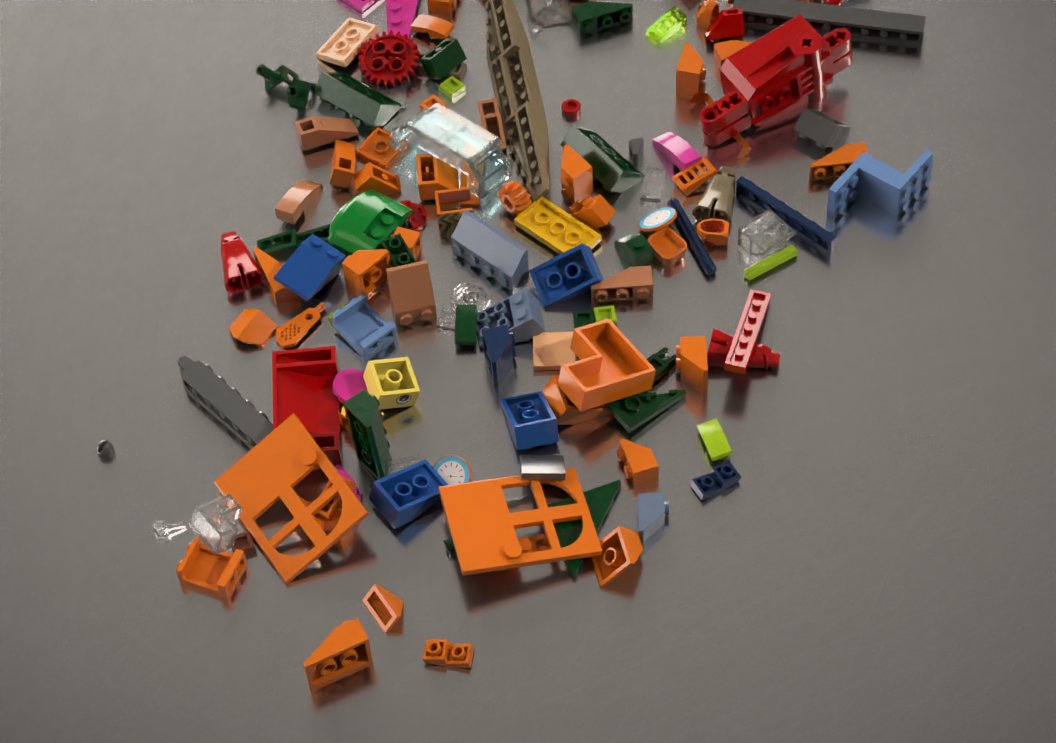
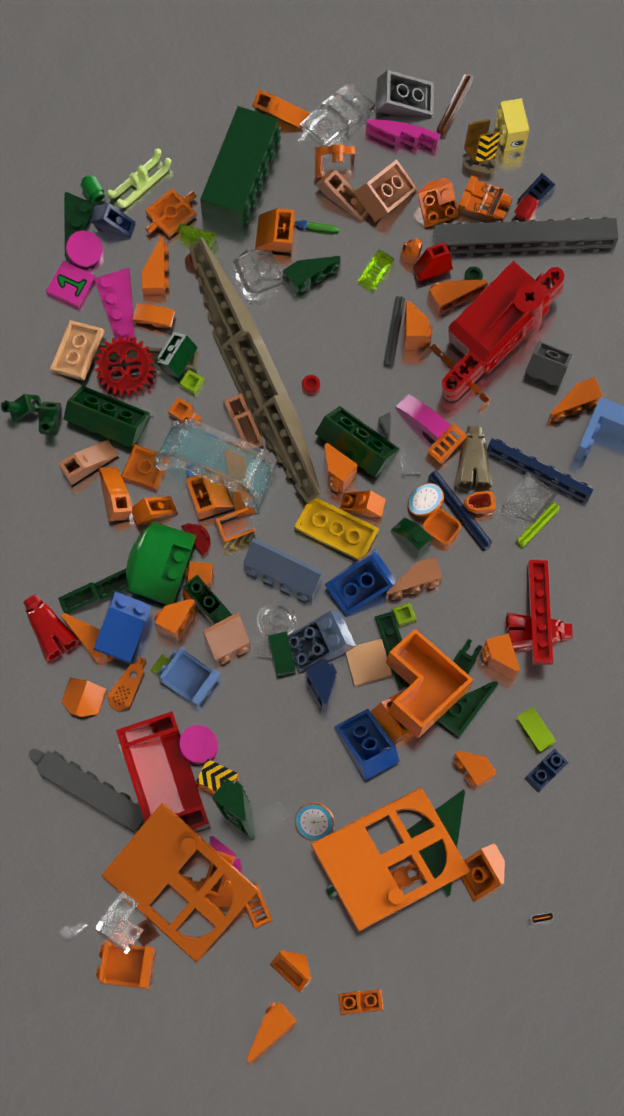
camera: 20 degrees left, 20 degrees up
(297, 201) = (84, 545): nougat slope -> none
(365, 524) = (264, 909): none -> orange slope
(392, 382) = (233, 736): light yellow brick -> none
(406, 493) = (282, 847): blue slope -> none
(514, 198) = (289, 504): orange gear -> none
(542, 467) = (393, 794): flat silver slope -> none
(651, 514) = (500, 818): sand blue slope -> none
(666, 82) = (394, 330): none -> dark grey axle
(668, 614) = (541, 918): none -> piece

